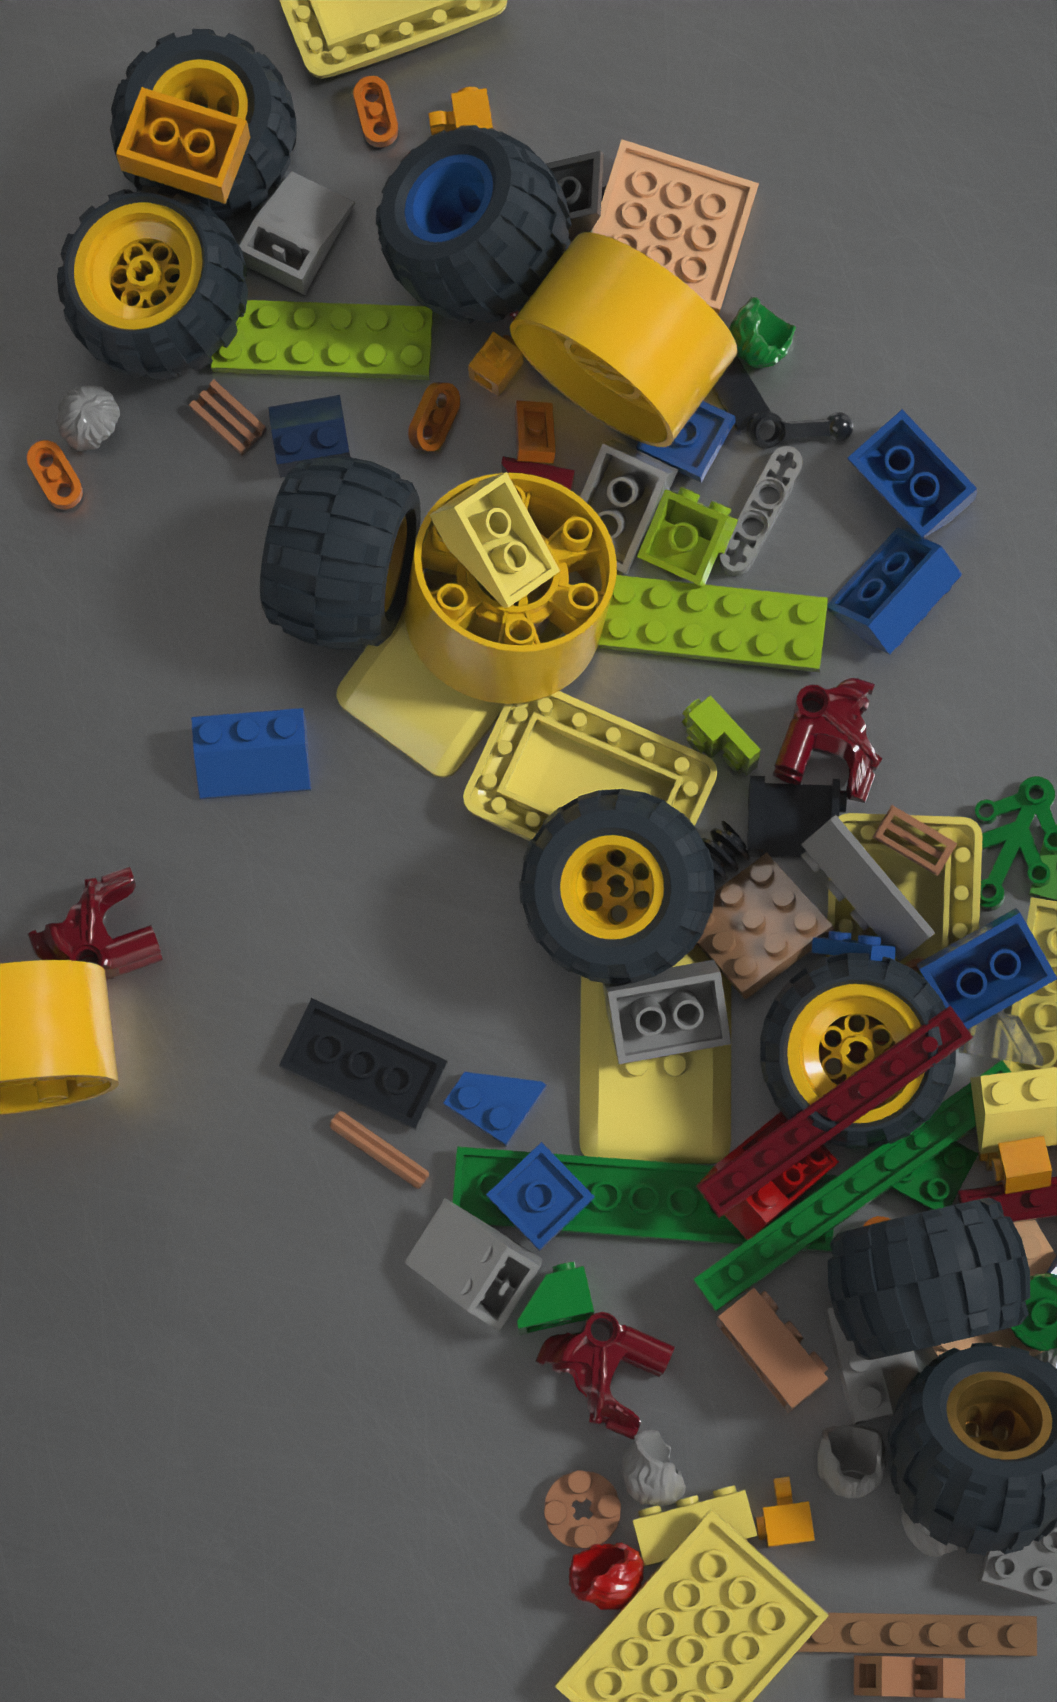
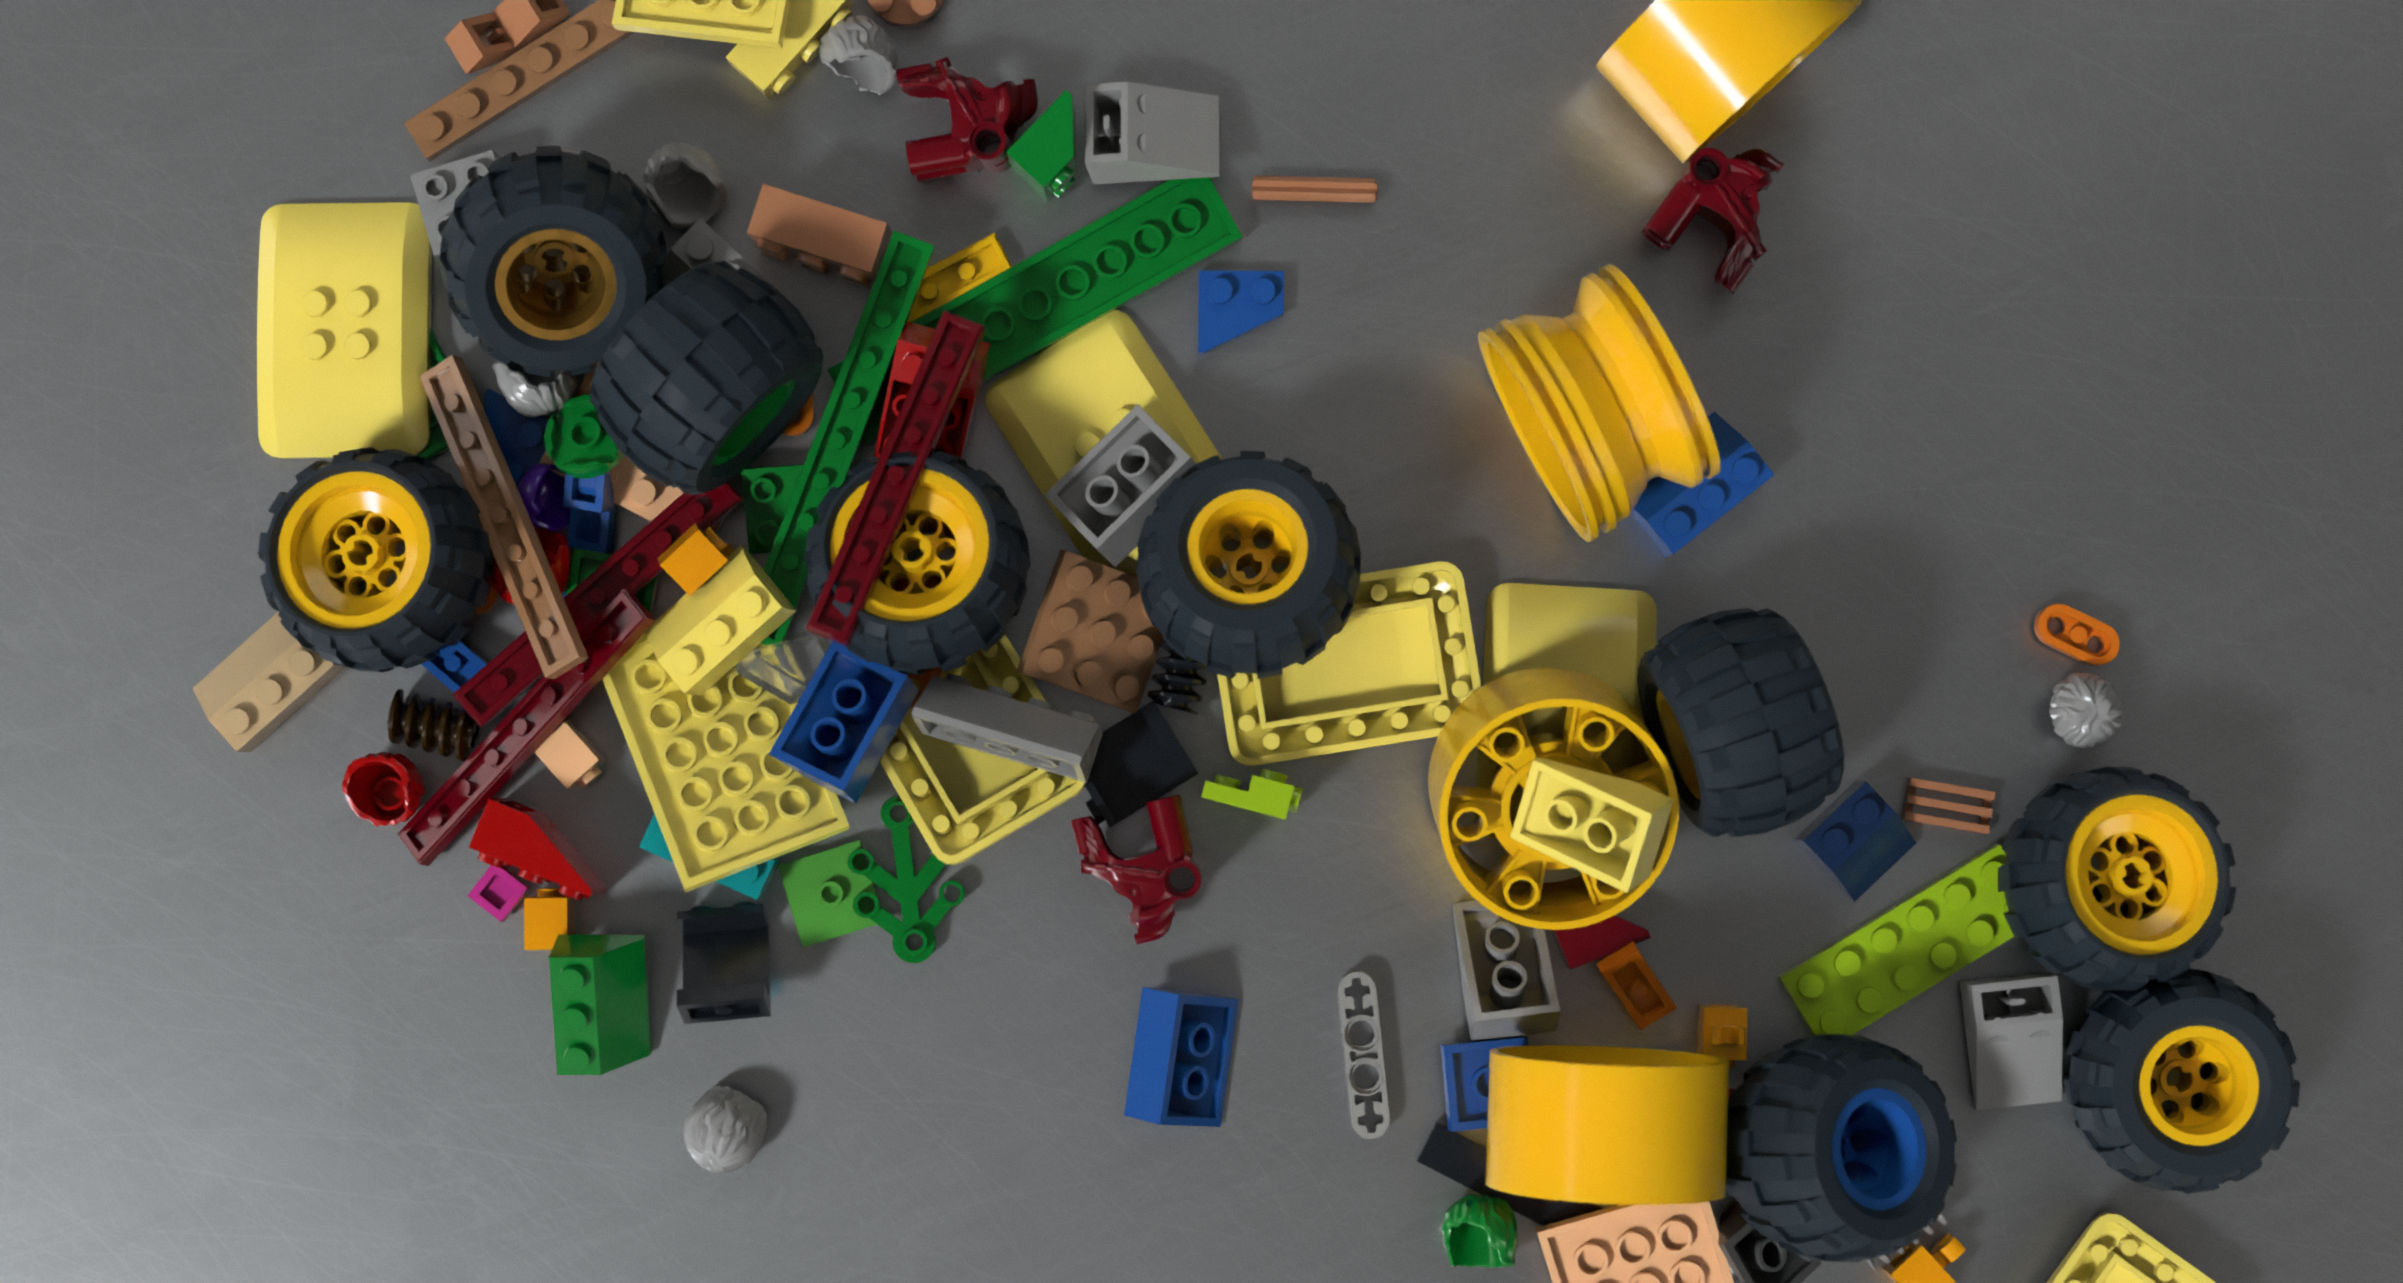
camera: 140 degrees right, 10 degrees up
(183, 145) = (2184, 1024): light orange brick -> none
(285, 837) = (1600, 402): none -> yellow wheel
(363, 1064) = (1383, 257): black plate -> none
(376, 113) = (2019, 1217): orange plate -> none
(433, 417) = (1745, 937): orange plate -> none
(540, 1196) = (1131, 236): blue plate -> none
(680, 1258) = (959, 275): none -> yellow tile
(687, 535) = (1417, 978): lime plate -> none
(715, 623) = (1333, 910): lime plate -> none
(788, 1521) = (709, 93): light orange brick -> none
(837, 427) = (1346, 1190): black piece -> none
(841, 943) = (1000, 657): blue plate -> none
(886, 823) = (1032, 805): nougat tile -> none
(913, 475) = (1236, 1182): blue slope -> none

